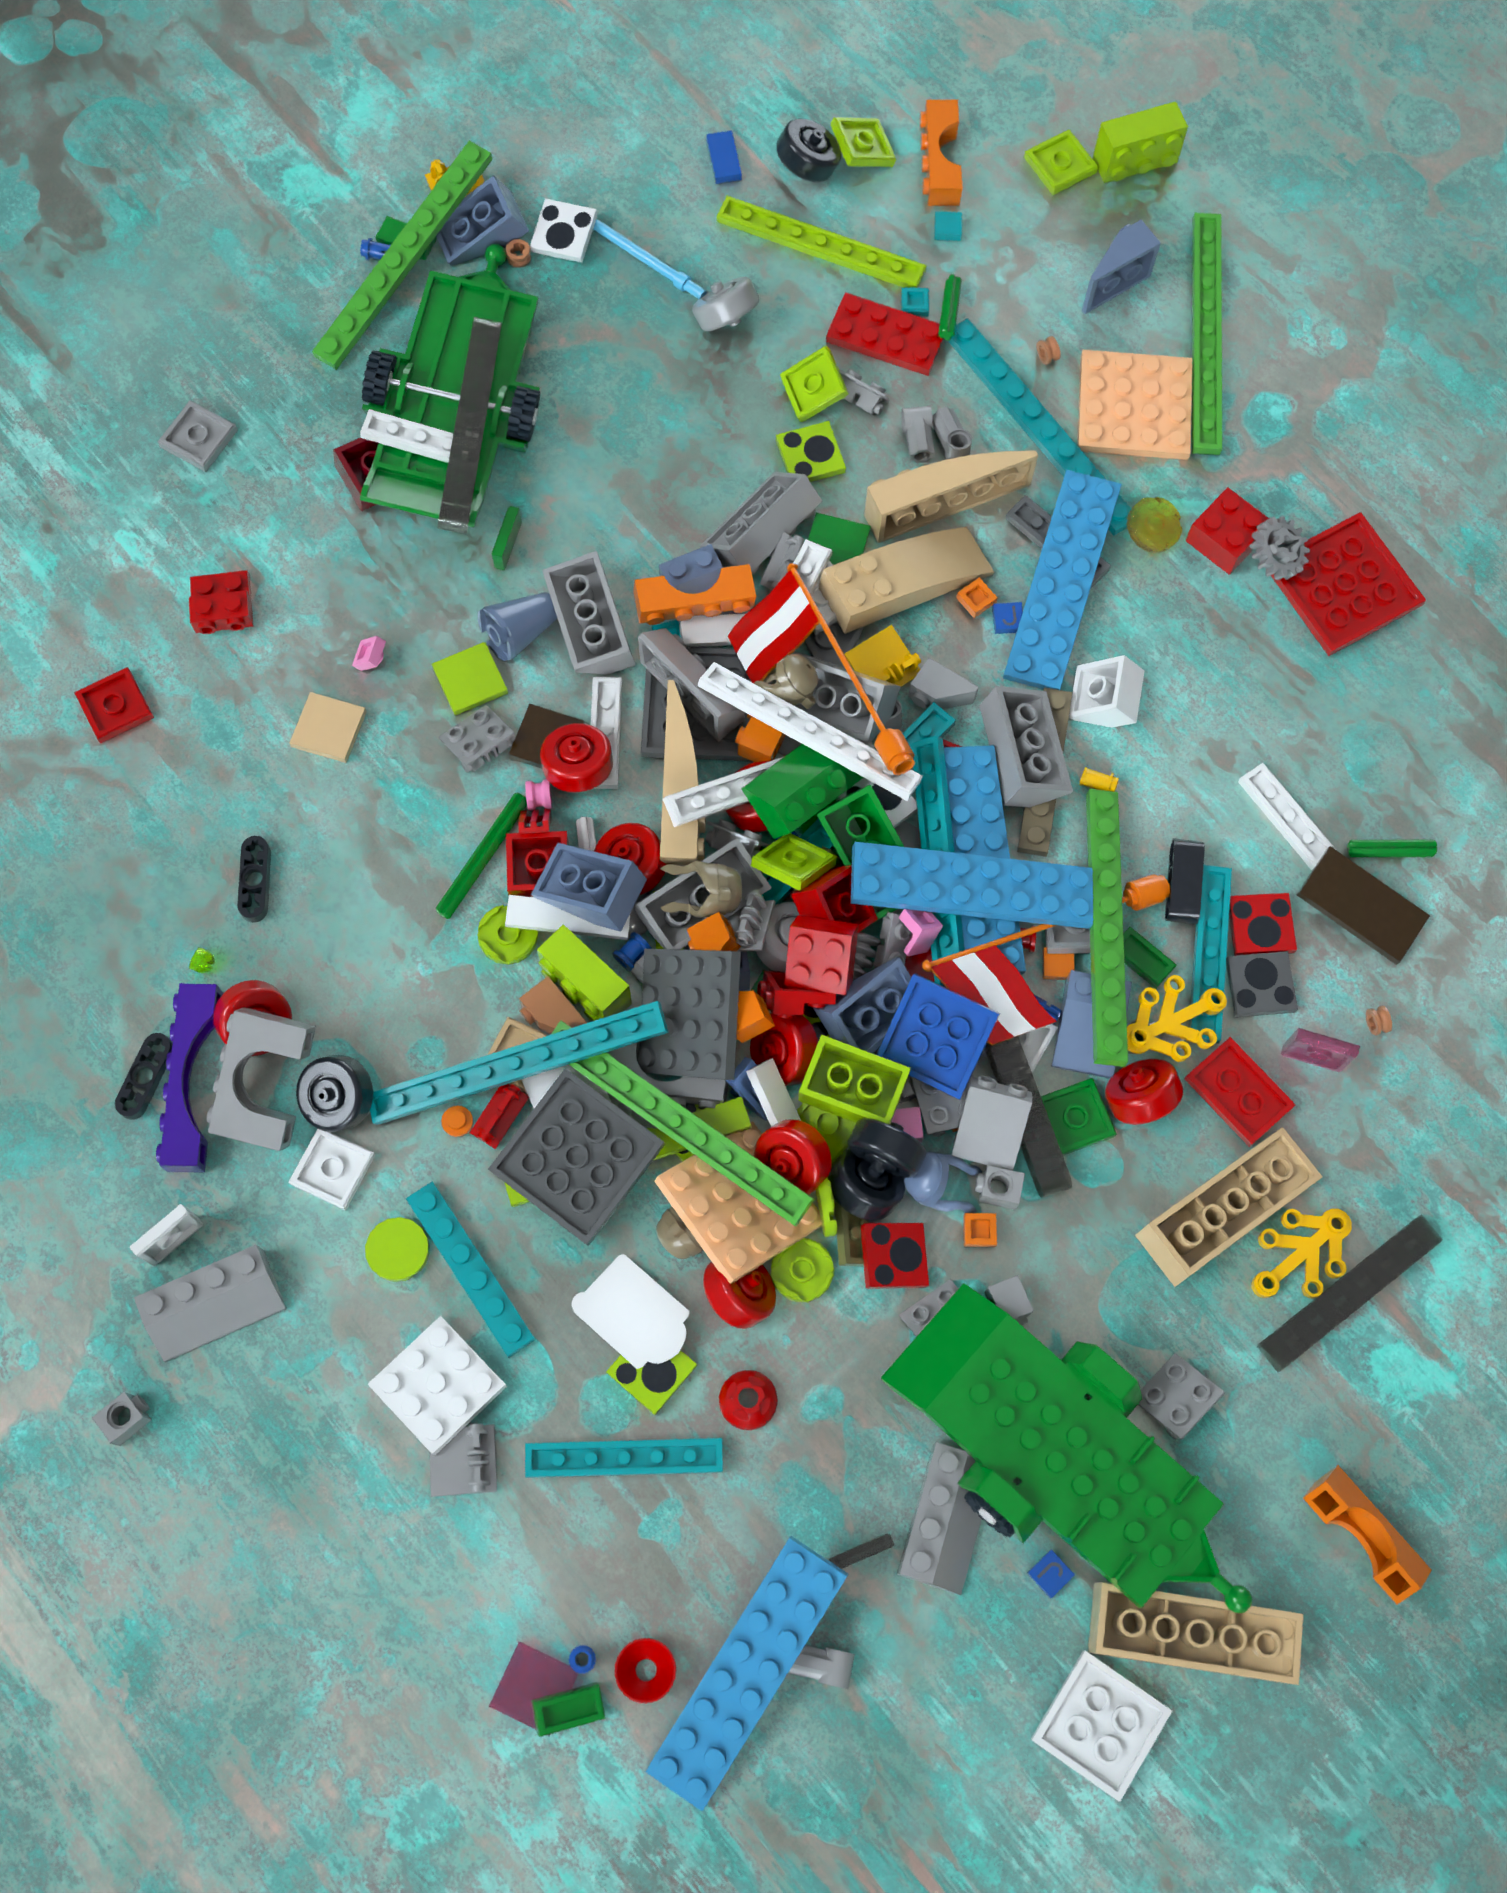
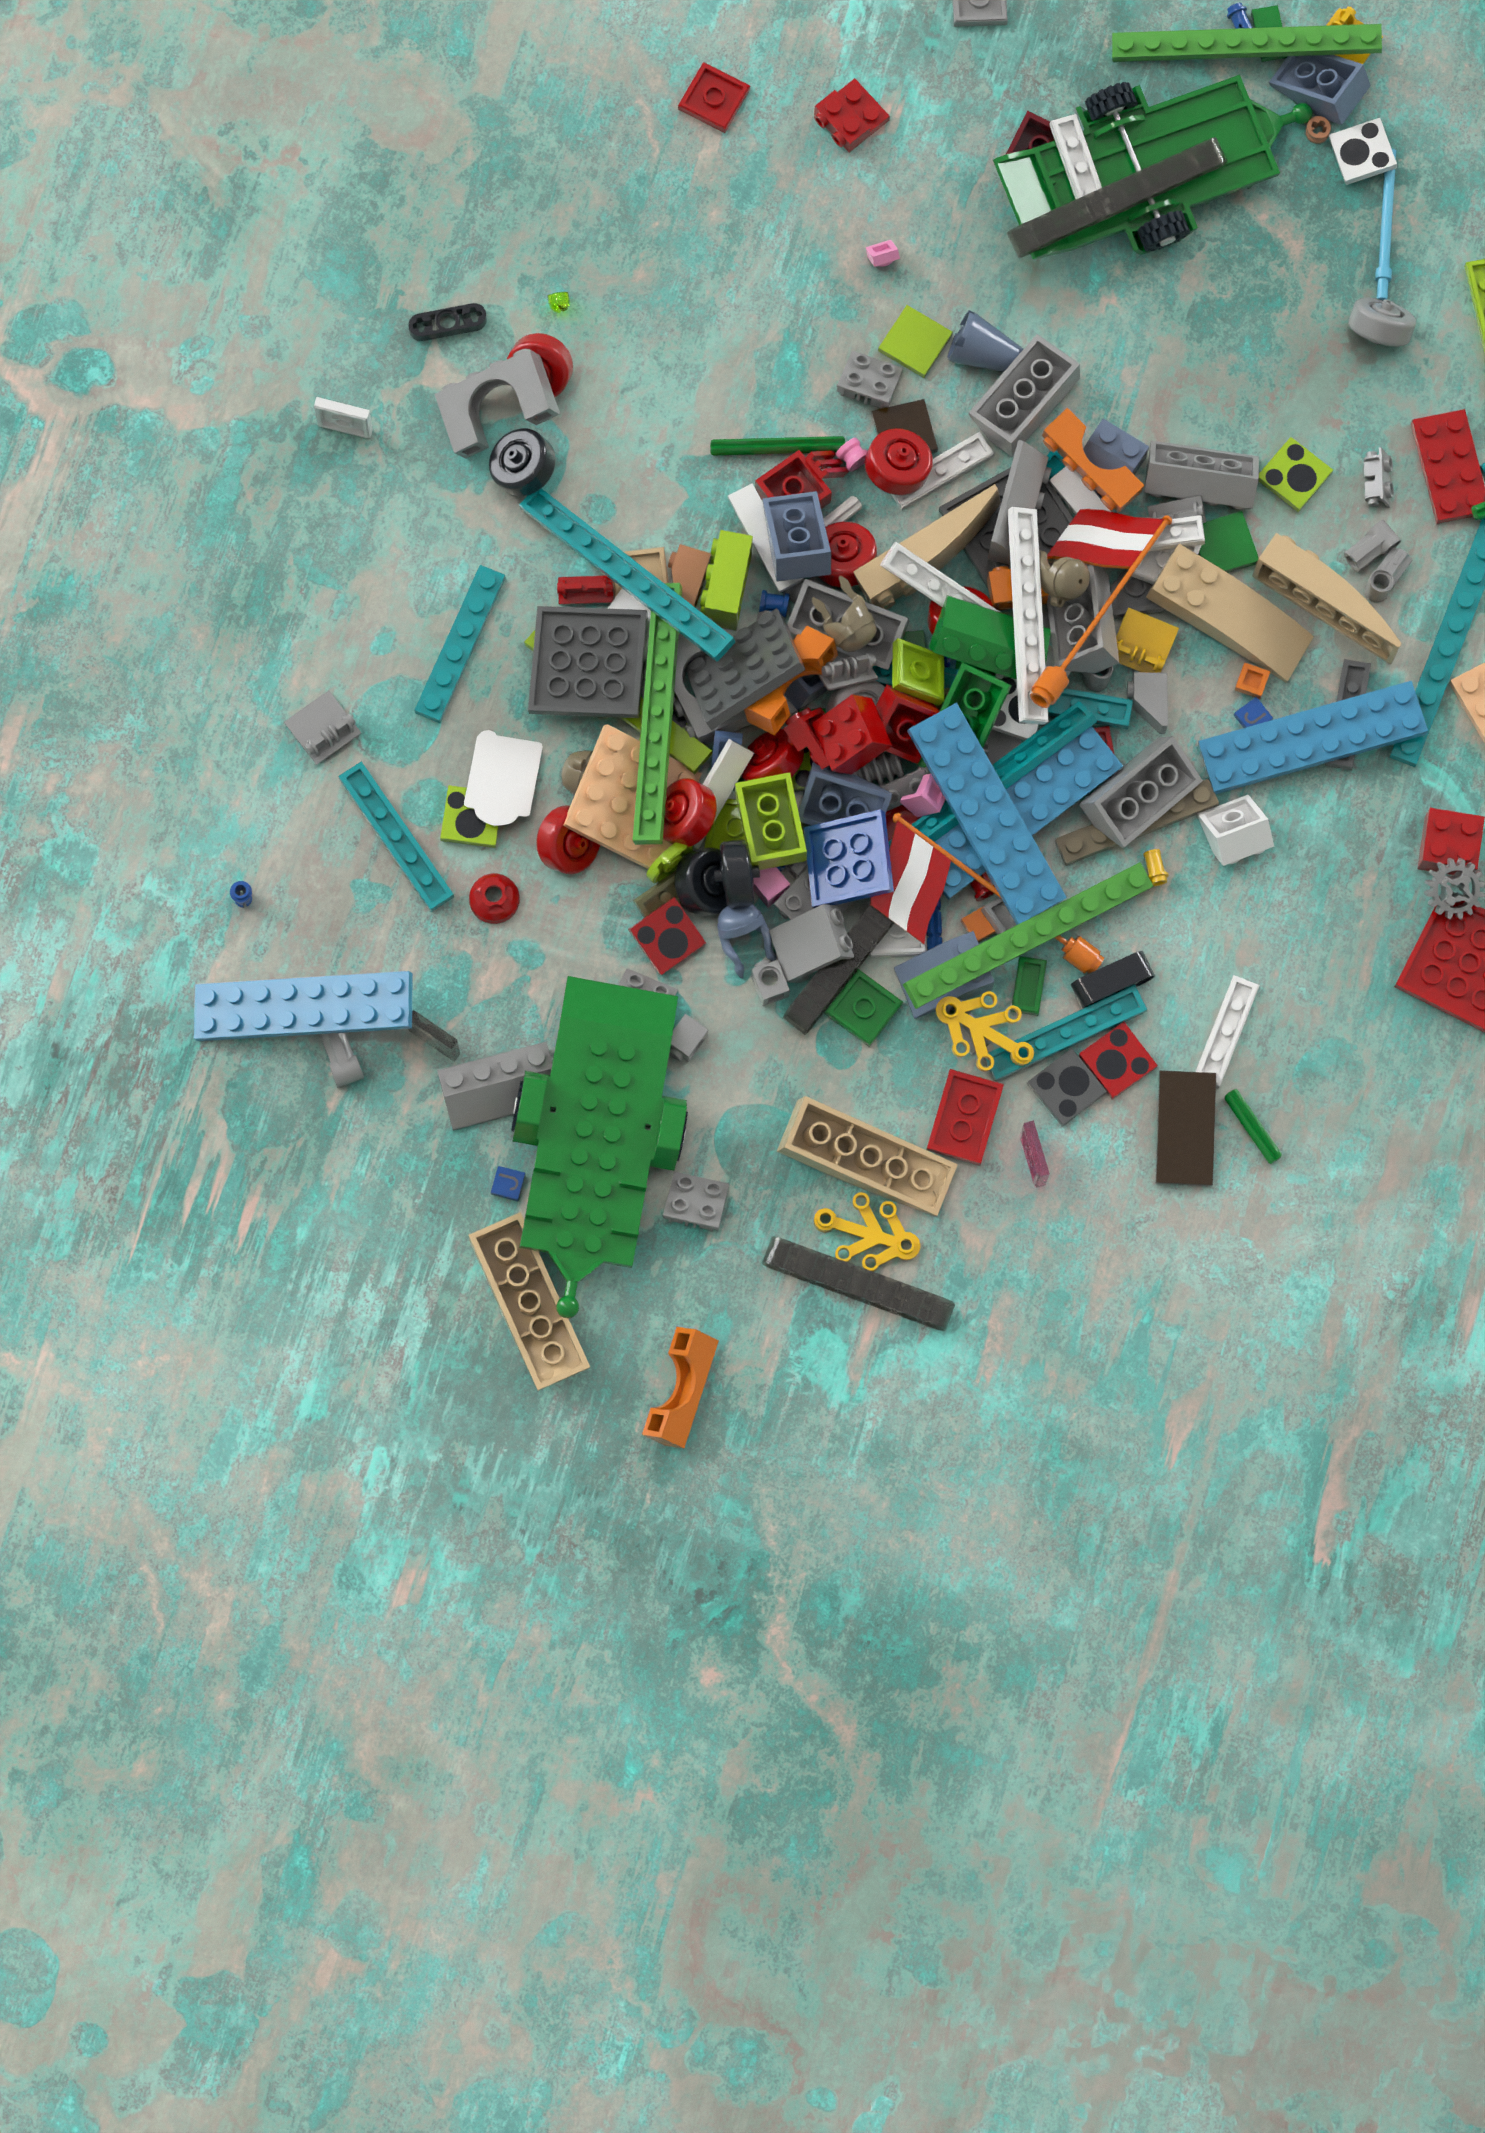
camera: 55 degrees right, 5 degrees up
(108, 1417) = (194, 468): light grey brick -> none
(182, 1142) = (417, 382): dark purple arch -> none
(210, 1303) = (317, 481): light grey slope -> none
(245, 898) = (649, 283): black beam -> none
(328, 727) = (803, 264): tan tile -> none
(332, 1168) = (468, 499): white tile -> none
(397, 1249) = (440, 584): lime tile -> none
(437, 1385) = (362, 675): white plate -> none
(457, 1121) = (561, 563): orange plate -> none
(504, 943) = (717, 507): lime tile -> none
(506, 538) = (1052, 290): green tile -> none
(530, 1677) = (201, 876): clear pink tile -> none
(568, 1709) = (202, 906): green tile -> none
(626, 1675) = (259, 927): red piece -> none
(725, 832) = (916, 612): light grey hinge -> none
(803, 1271) = (613, 879): lime tile -> none
(814, 384) = (1356, 437): lime tile -> none
(980, 1230) = (727, 986): orange plate -> none
(1101, 1725) = (424, 1276): white plate -> none
(1144, 1091) = (915, 1043): red wheel -> none
(1154, 524) = (1417, 781): clear yellow tile -> none
(1379, 1020) = (1094, 1191): nougat bush -> none

